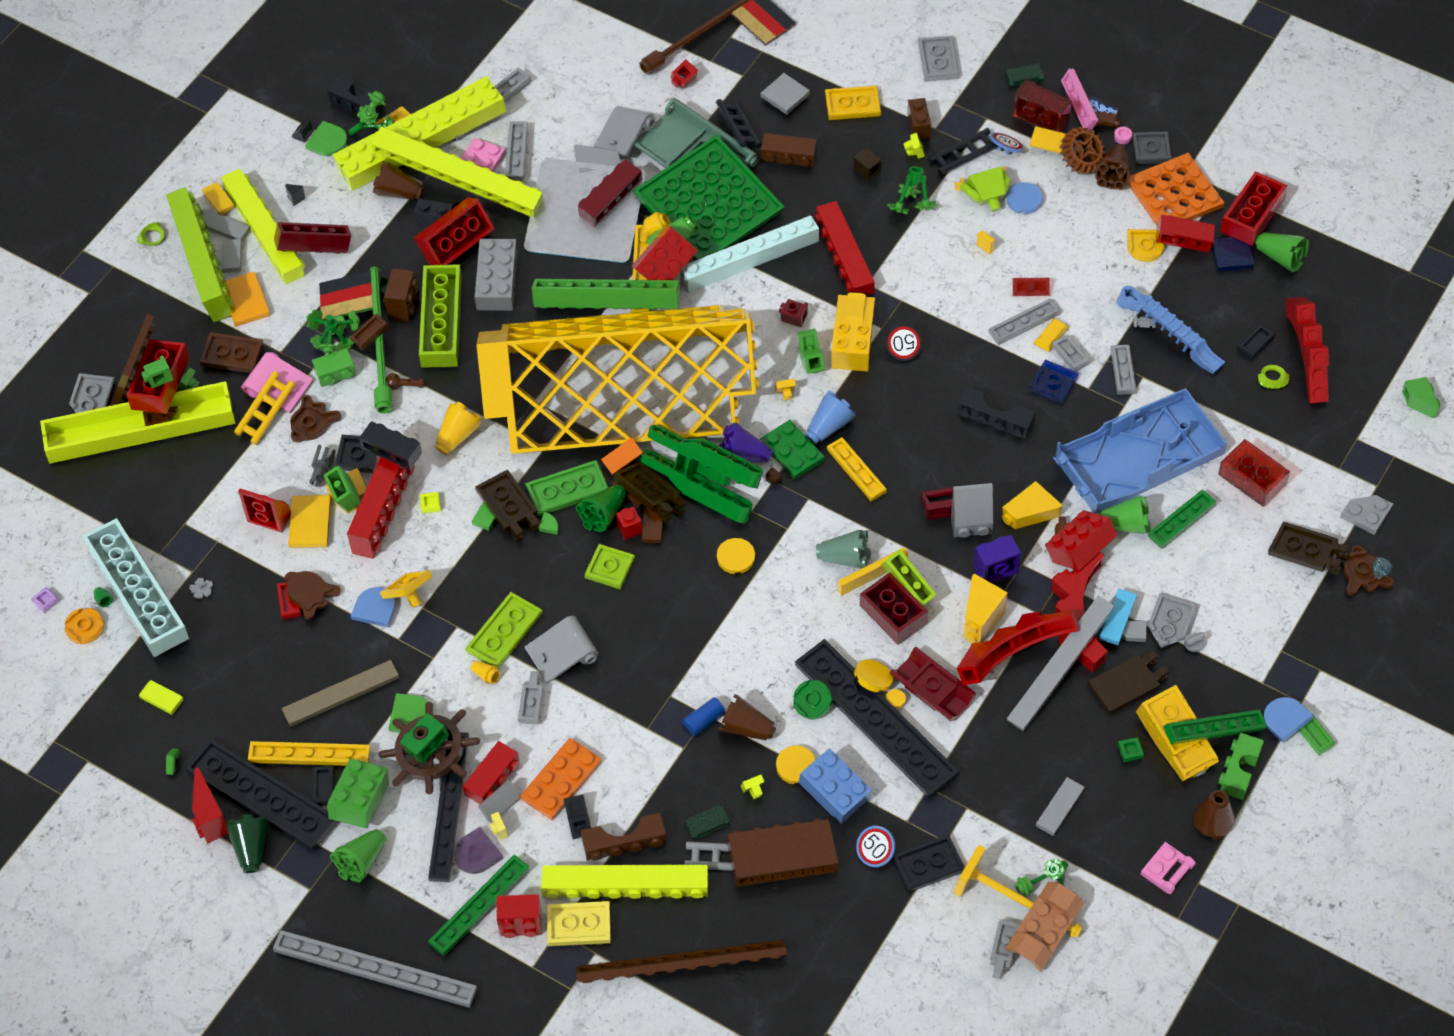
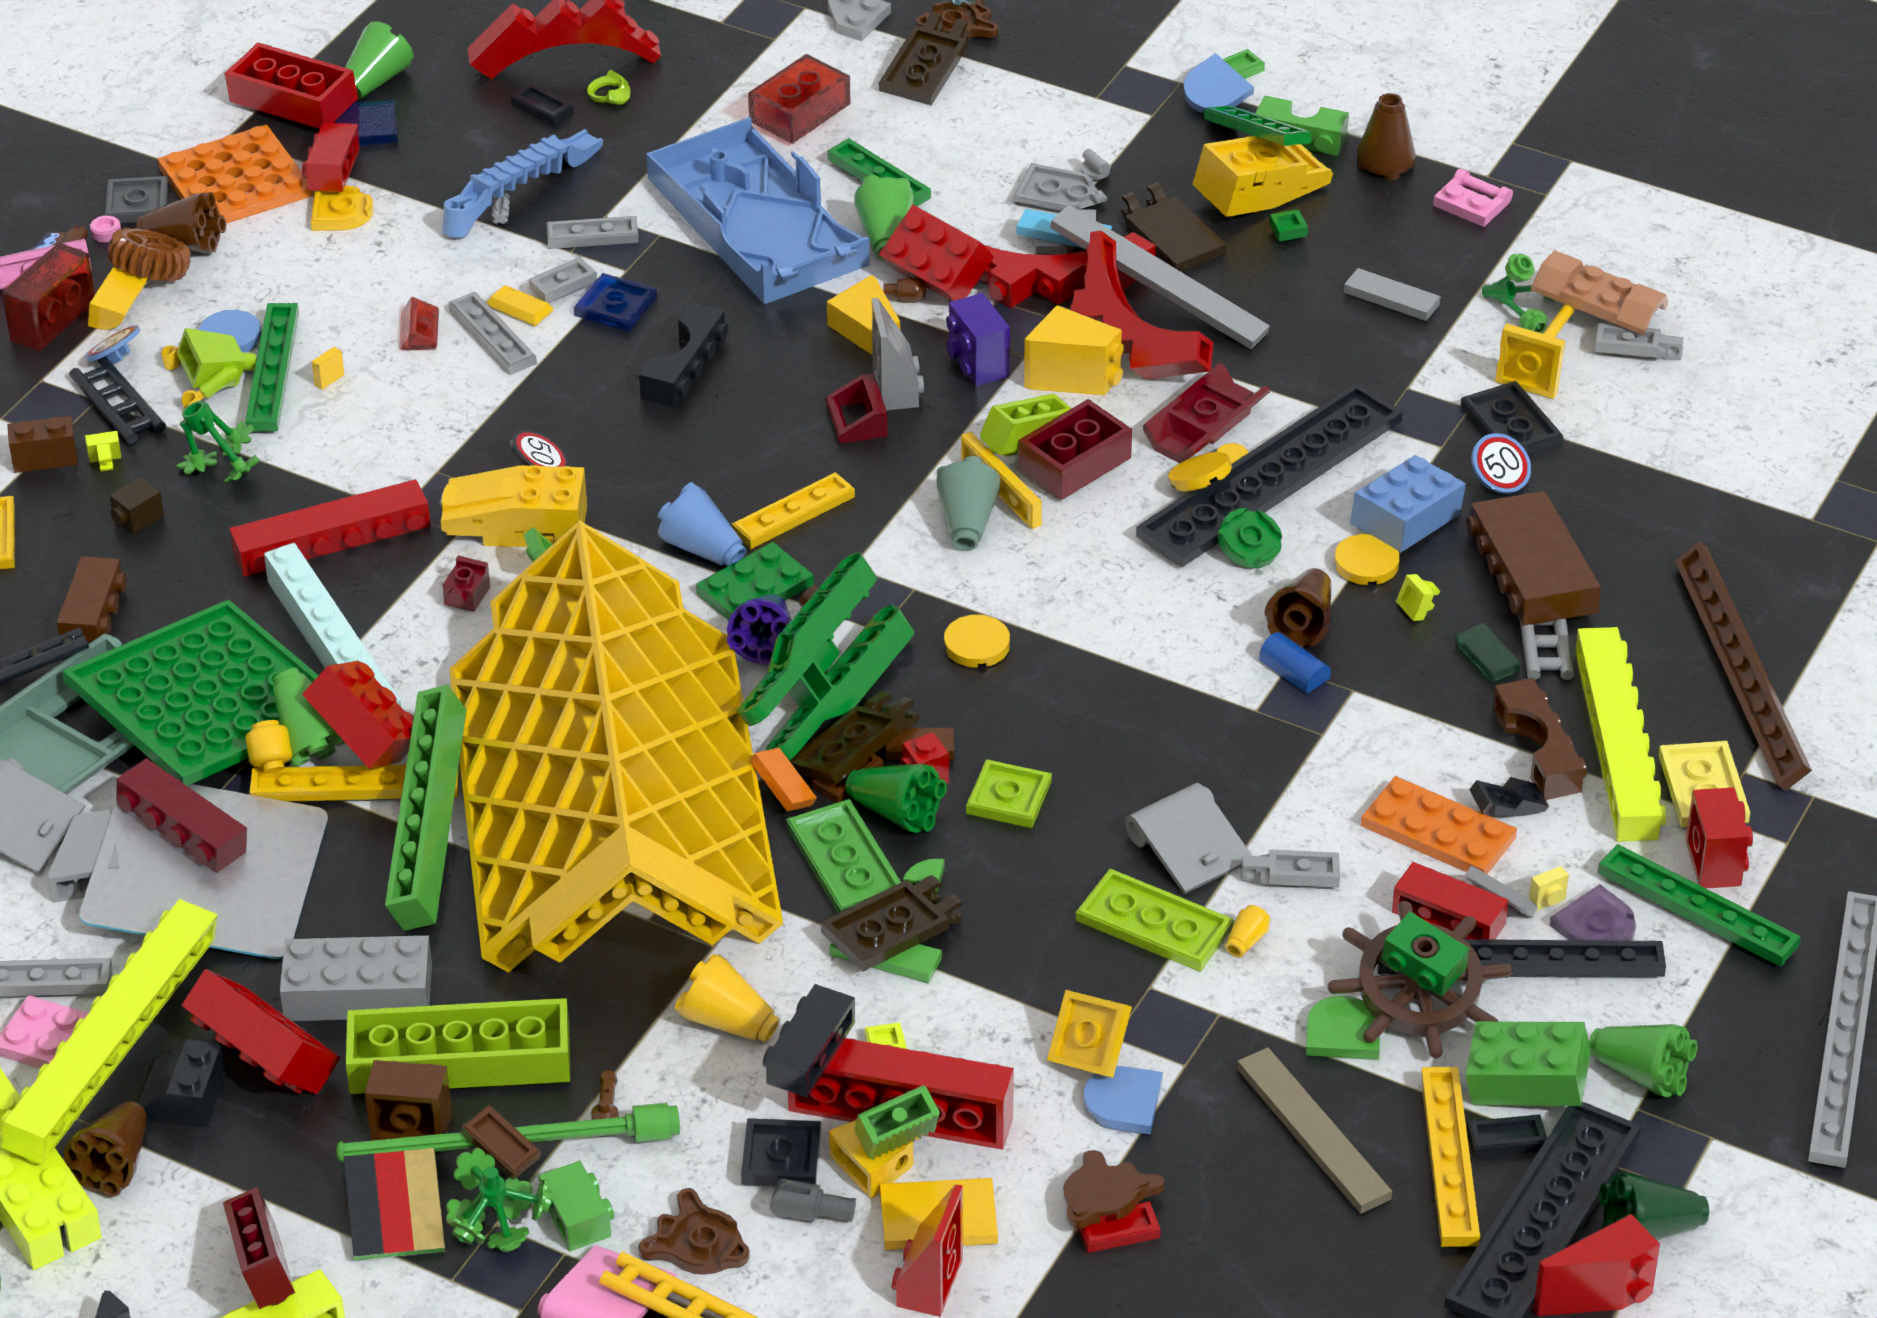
camera: 95 degrees left, 15 degrees down
(990, 217) = (272, 366): none -> green plate

